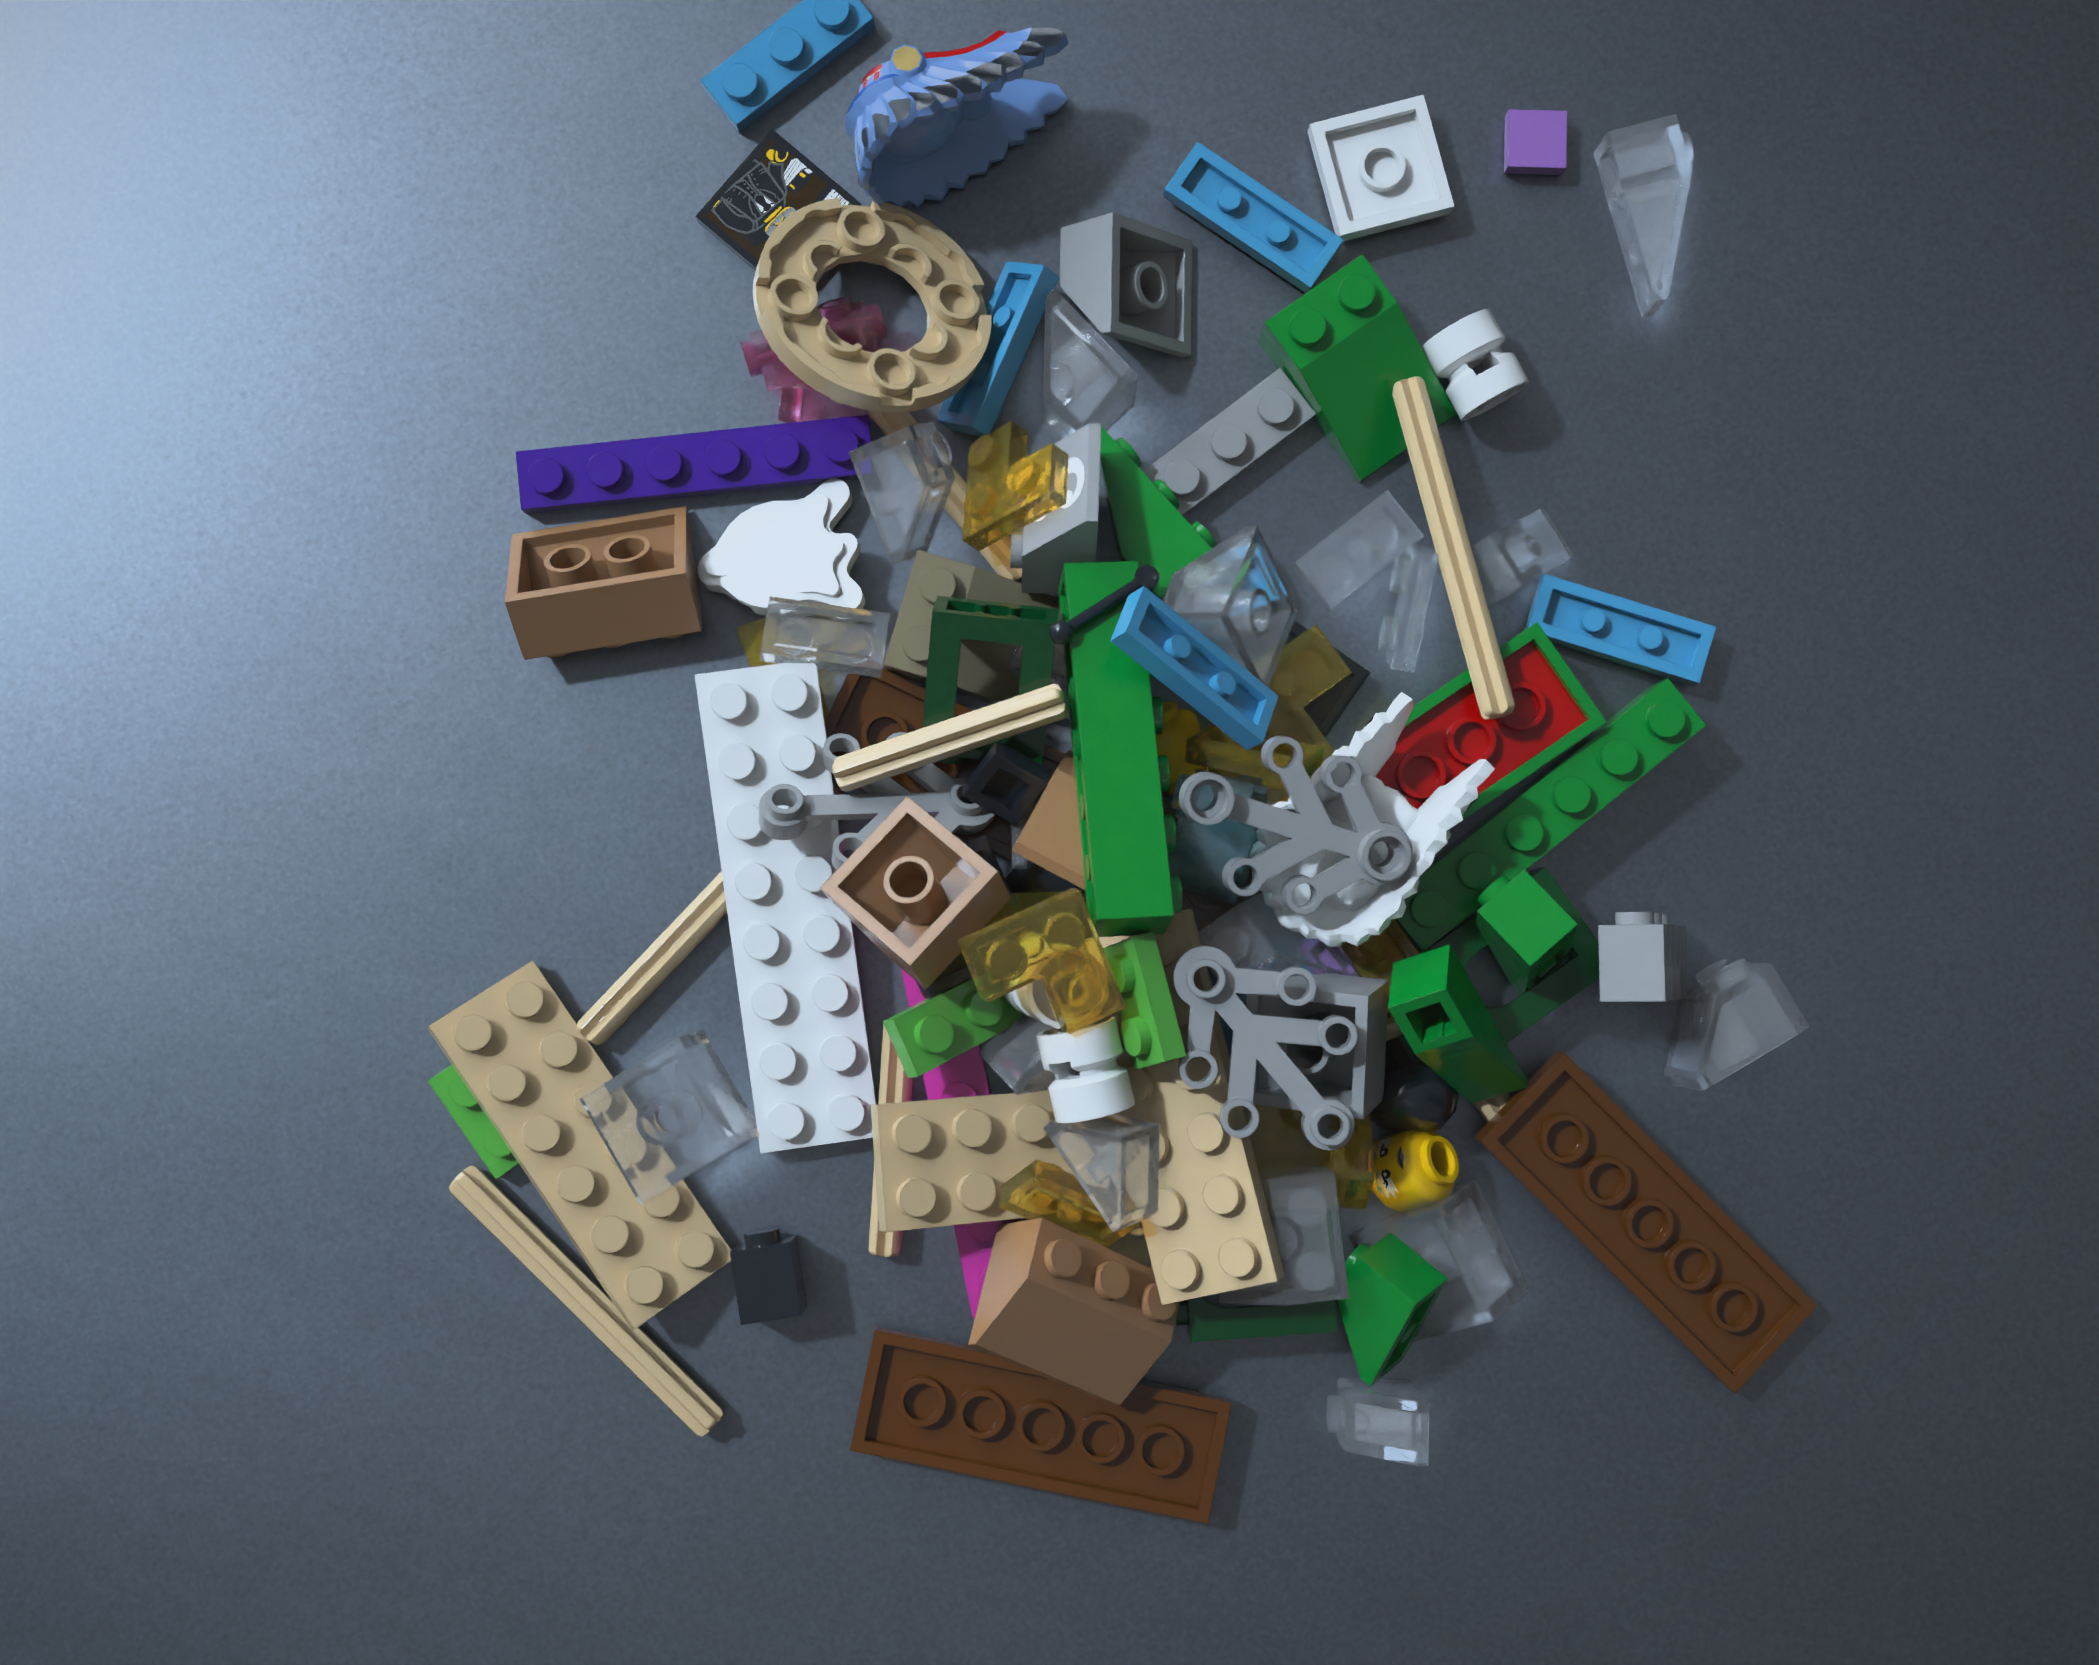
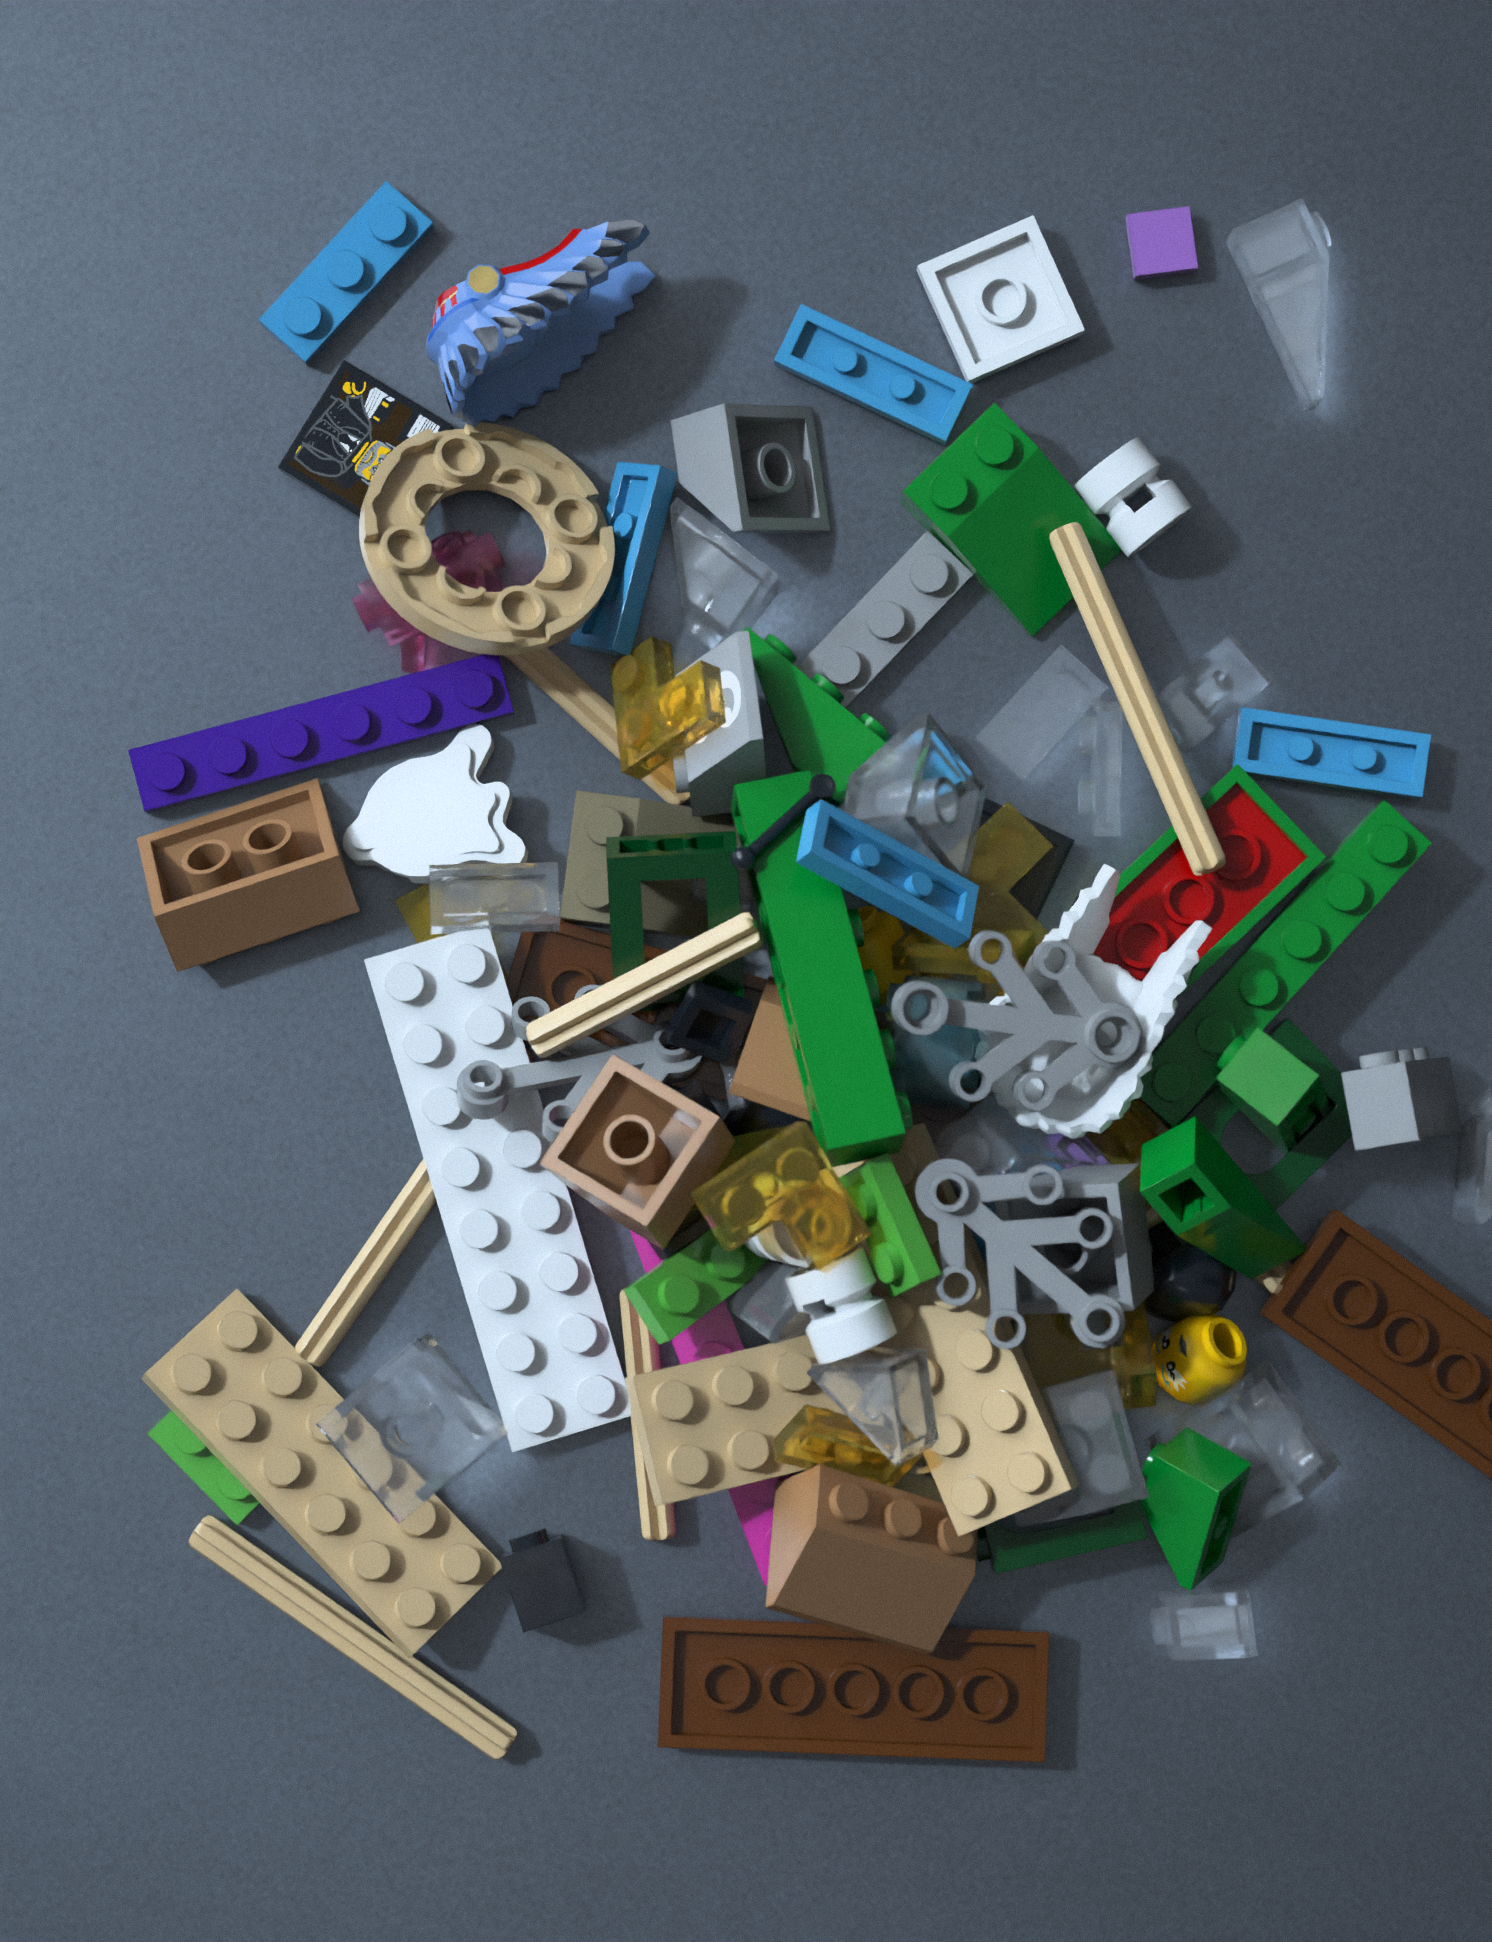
camera: 15 degrees left, 0 degrees up
(906, 486) = (552, 723): clear slope -> none

